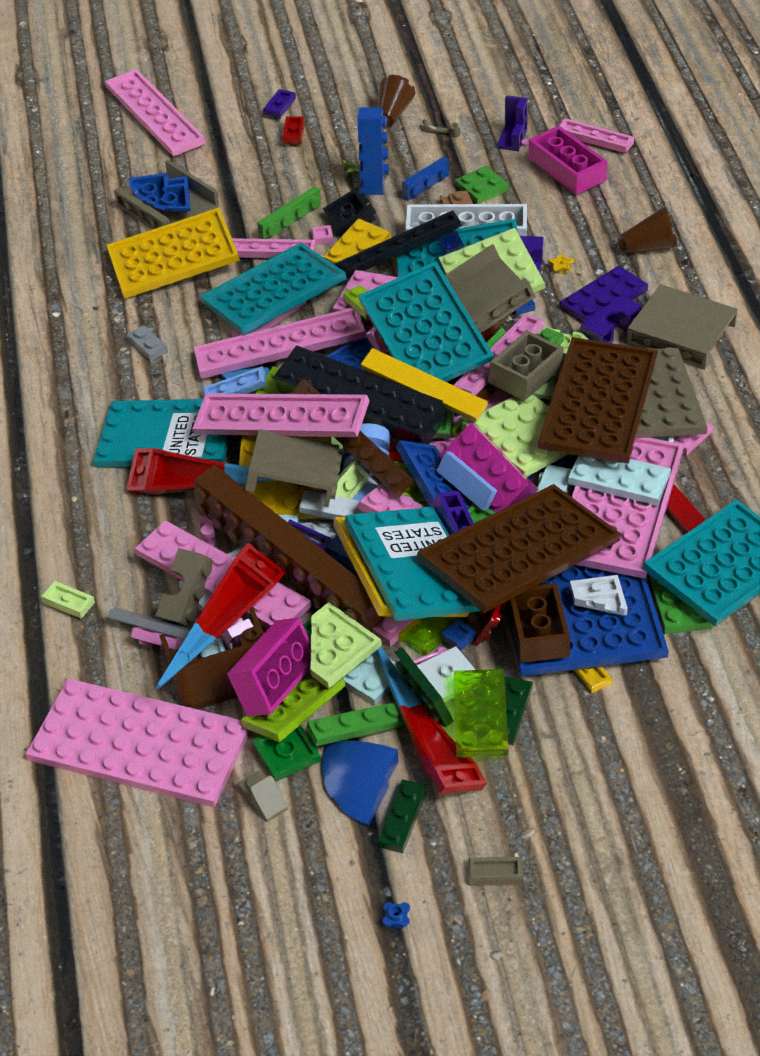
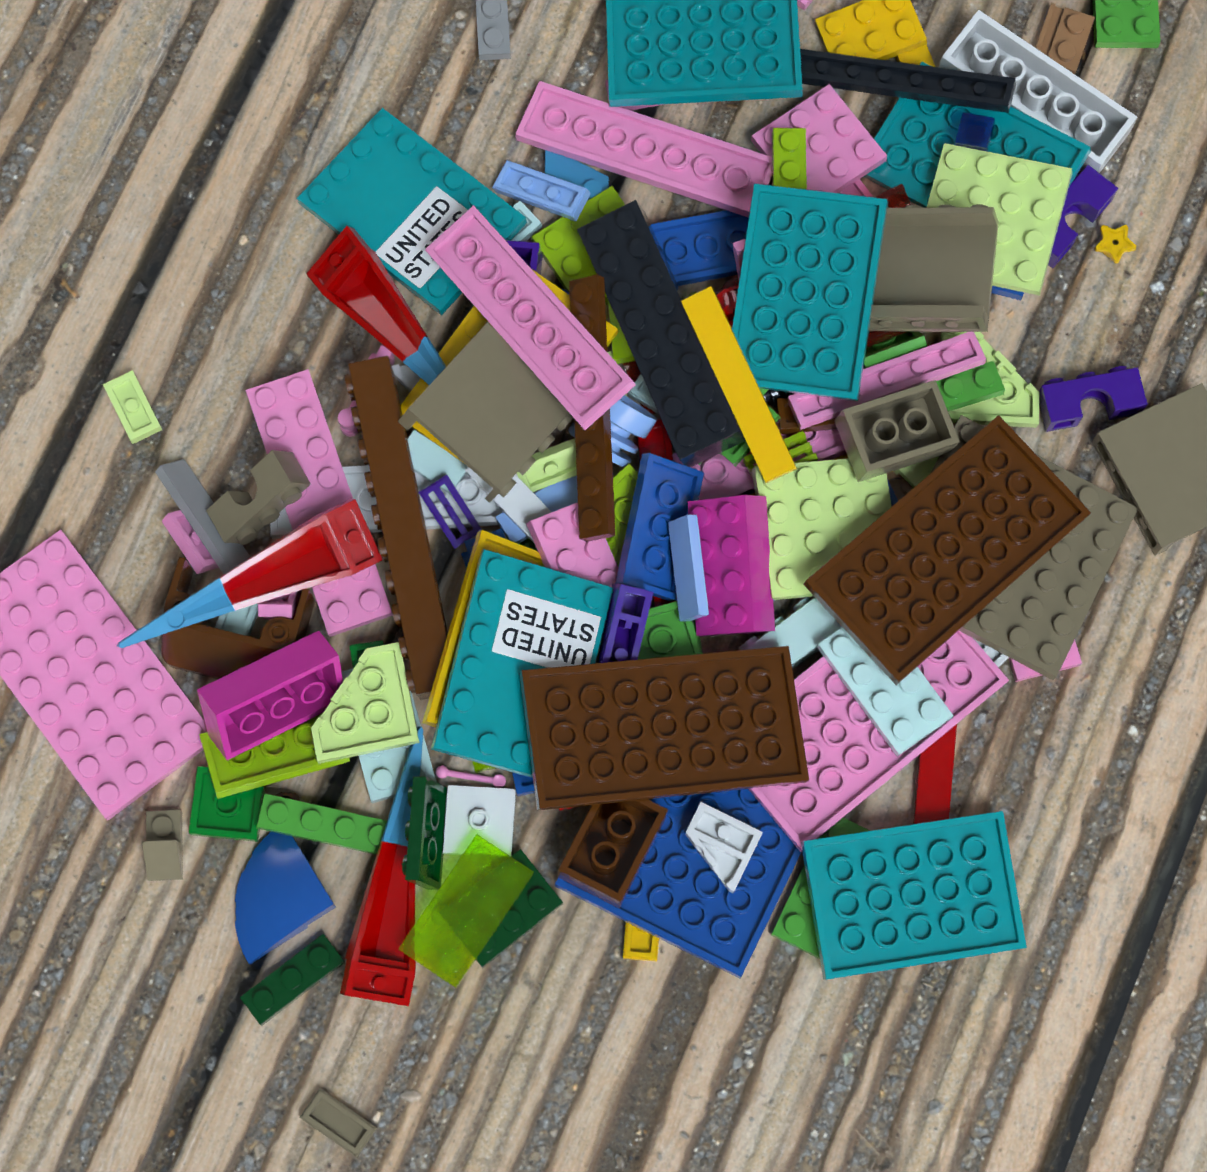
camera: 30 degrees right, 30 degrees up
(398, 921) = (184, 1107): blue plate -> none
(600, 293) = (1128, 336): dark purple plate -> none

